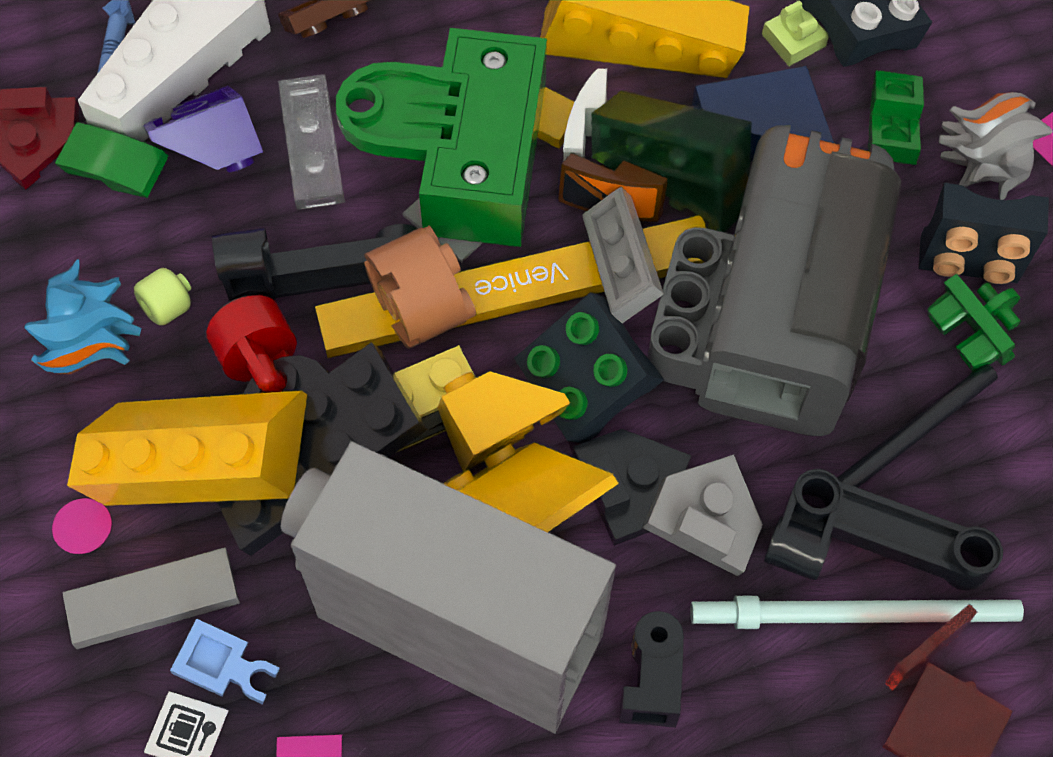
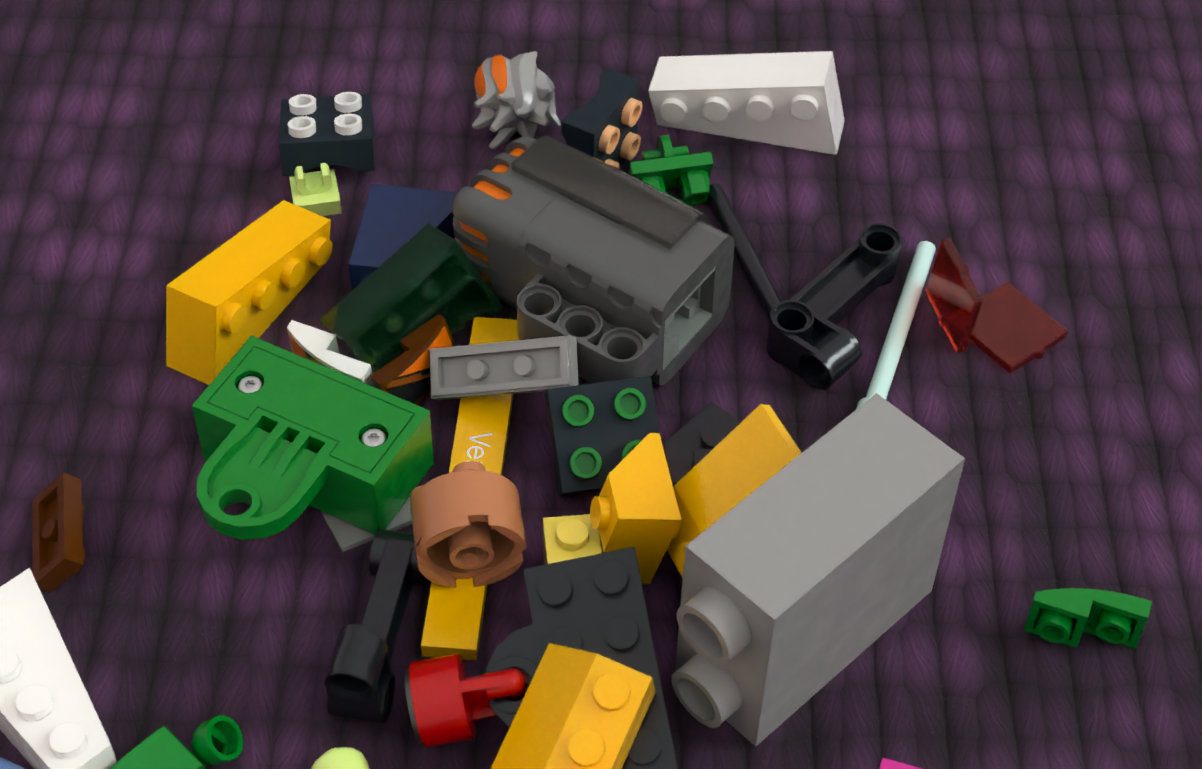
camera: 70 degrees left, 15 degrees down
(162, 199) = (218, 733): none -> green hinge
(210, 130) = (153, 672): slope -> none
(311, 142) = (214, 600): clear tile -> none
(707, 514) = (791, 399): light grey plate -> none
(895, 115) = (434, 158): green slope -> none

